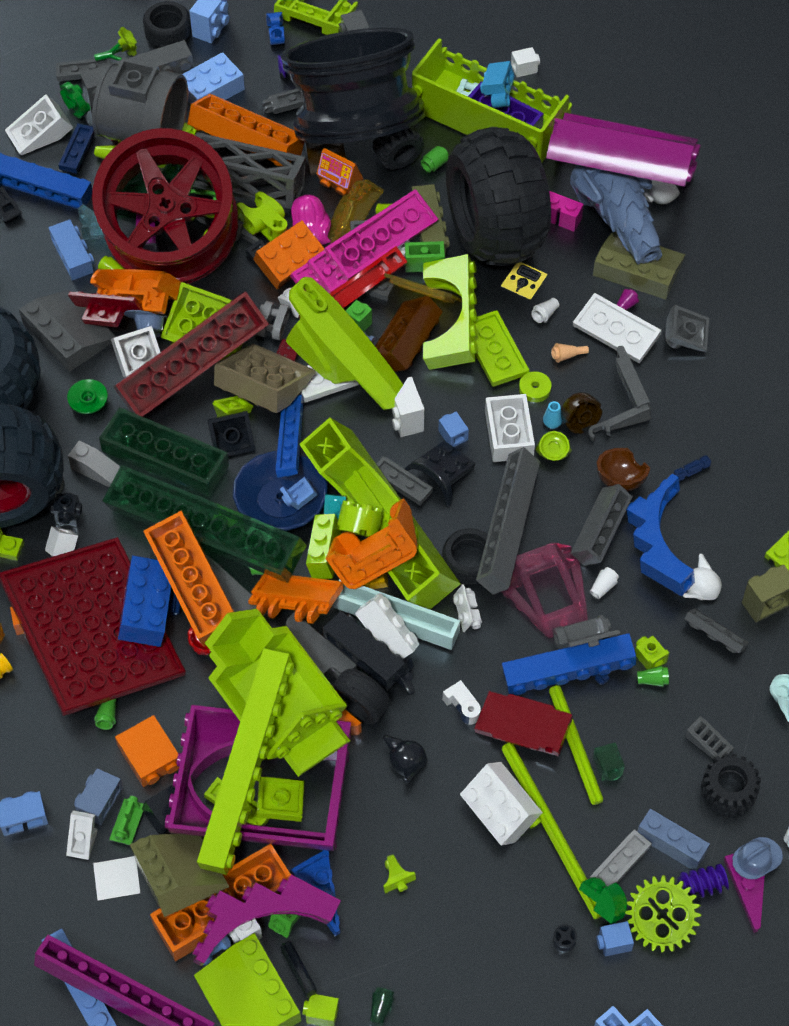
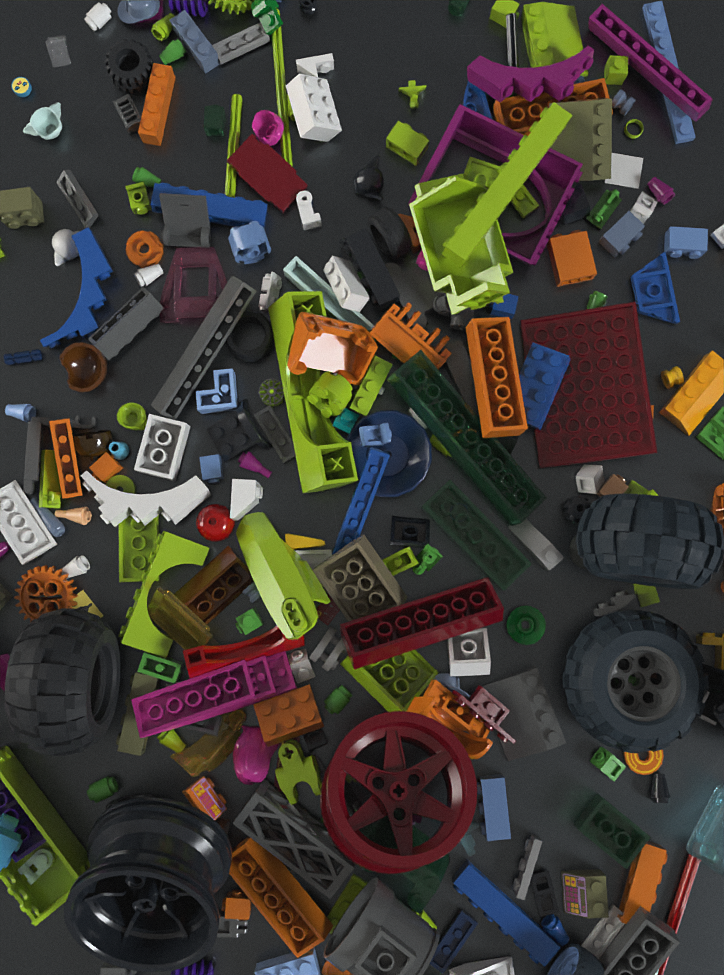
camera: 160 degrees left, 25 degrees up
(26, 217) = (527, 866): none -> light grey plate
(34, 539) = (613, 485): none -> medium nougat brick
(43, 751) = (655, 291): none -> blue wing
(66, 862) = (661, 191): none -> magenta cone
(122, 937) = (633, 121): none -> lime axle
(141, 949) = (622, 102): none -> sand blue wheel
(161, 981) = (616, 70): none -> lime brick
(202, 682) = (504, 309): none -> blue brick
(204, 411) = (427, 559): none -> bright green hinge
(249, 282) = (337, 700): none -> bright green brick
(278, 113) = (237, 905): none -> orange brick
(336, 396) = (302, 542): none -> yellow slope
(380, 813) = (407, 142): none -> lime brick
(415, 447) = (250, 463): none -> magenta cone
(425, 514) = (271, 392): none -> wheel
(431, 386) = (215, 514): none -> red cylinder
(471, 492) = (221, 398): none -> light blue brick
(502, 369) = (172, 504): none -> white arch
(509, 640) = (249, 243): none -> medium blue brick
(526, 860) = (315, 64): none -> white slope
(544, 770) = (267, 127): none -> dark pink hair
(557, 392) = (105, 468): none -> orange brick
(559, 278) = (44, 578): none -> orange gear
(585, 338) = (52, 523): none -> sand blue piece
(598, 385) = (65, 458): none -> orange brick
(606, 371) = (49, 481): none -> lime hinge
(624, 598) = (146, 259): none -> orange tile
(663, 418) = (21, 411): none -> light blue cone
(681, 755) = (156, 104): none -> orange brick
(694, 820) = (172, 52): none -> bright green cone
(718, 847) = (162, 28): none -> lime cone

